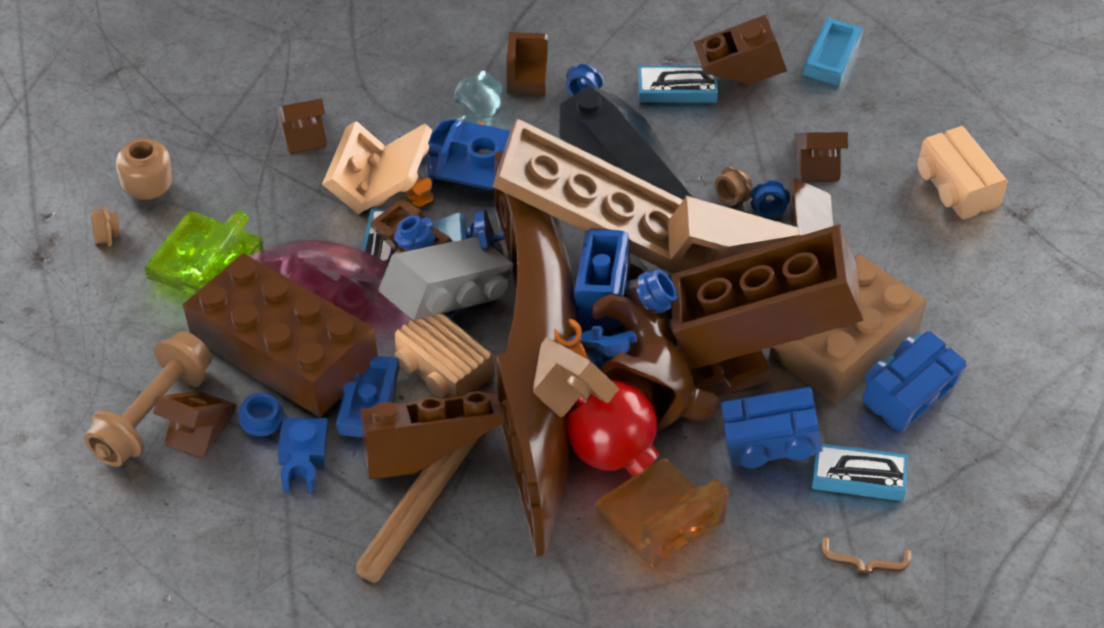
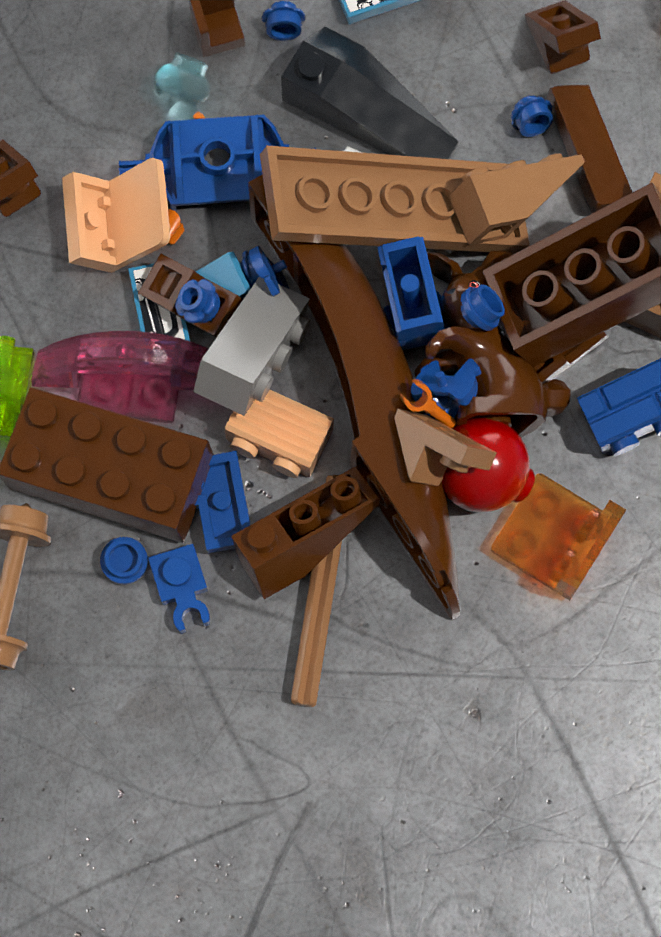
camera: 20 degrees left, 25 degrees up
(194, 420) = (62, 589): reddish brown slope -> none
(733, 186) = (489, 111): medium nougat plate -> none

